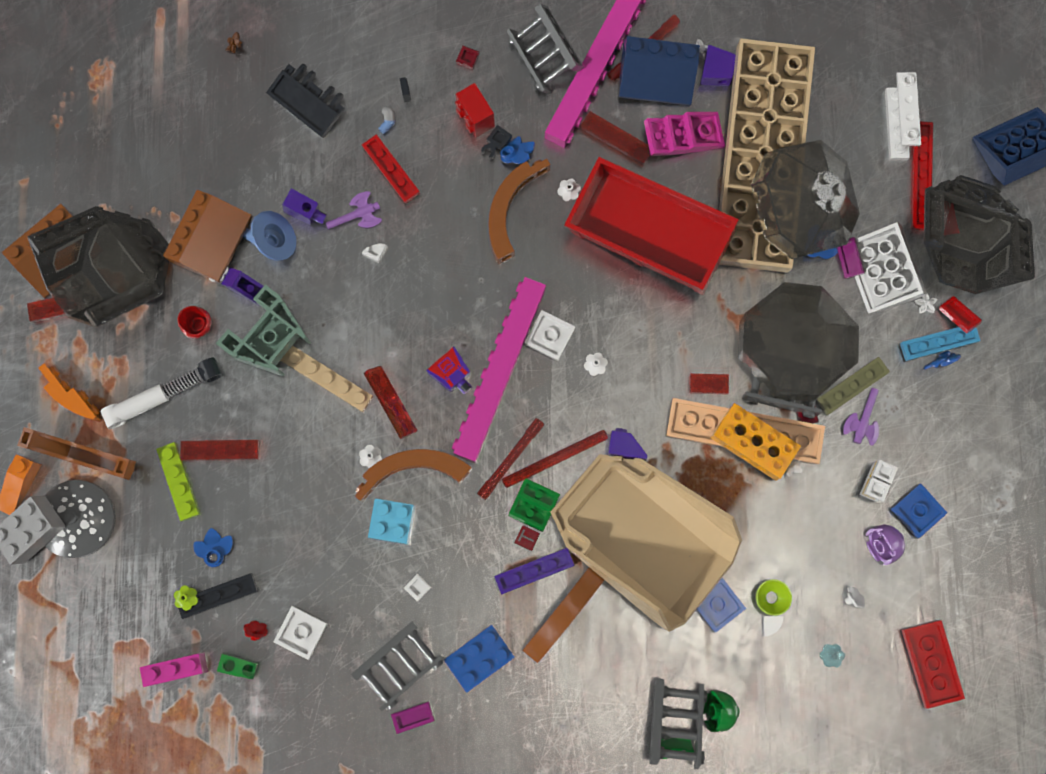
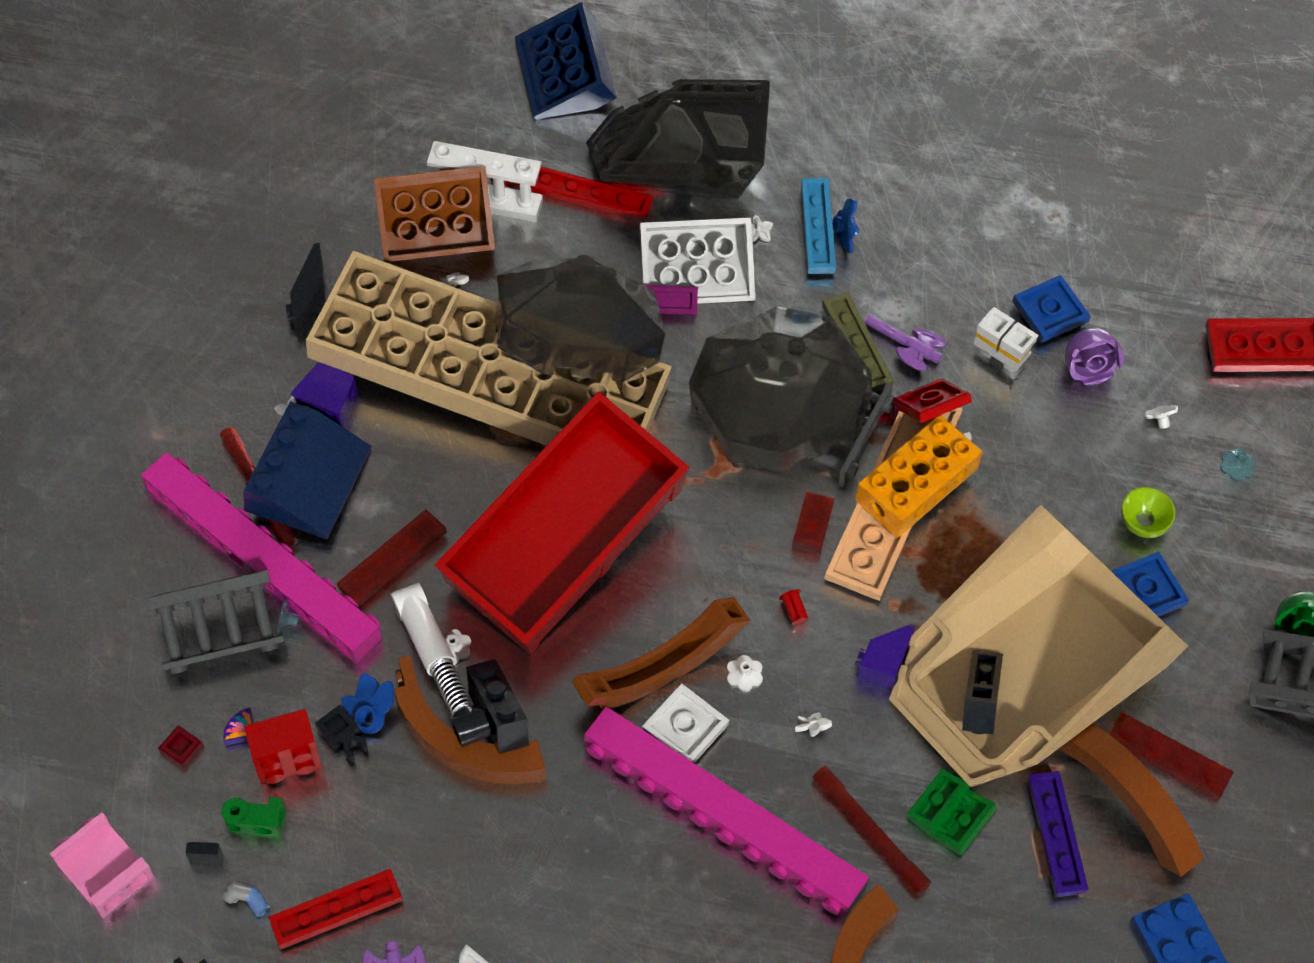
camera: 80 degrees left, 20 degrees down
(387, 38) = (101, 865): none -> bright pink panel
(432, 105) = (254, 818): none -> green leg
(451, 372) = (710, 886): torso -> none
(487, 85) = (234, 730): none -> tile
(527, 538) = (1002, 834): dark red tile -> none
(529, 222) = (503, 712): none -> black brick
(555, 458) = (884, 765): clear red axle -> none
(558, 87) = (286, 618): none -> clear light blue plant
(569, 410) = (813, 723): none -> white plant
(583, 311) = (666, 663): none -> dark orange arch
(584, 159) = (413, 609): none -> piece
(604, 634) = (1171, 756): none -> clear red plate
(613, 508) = (982, 692): none -> black slope
(646, 384) = (794, 607): none -> red piece
(684, 133) = (415, 464): dark pink slope -> none
(771, 624) = (1185, 528): white tile -> none
(792, 33) = (308, 292): none -> black slope
(814, 440) = (932, 400): none -> red tile
(824, 119) = (454, 279): none -> white plant
(863, 91) = (434, 214): none -> dark orange slope
(960, 314) = (786, 191): red tile -> none

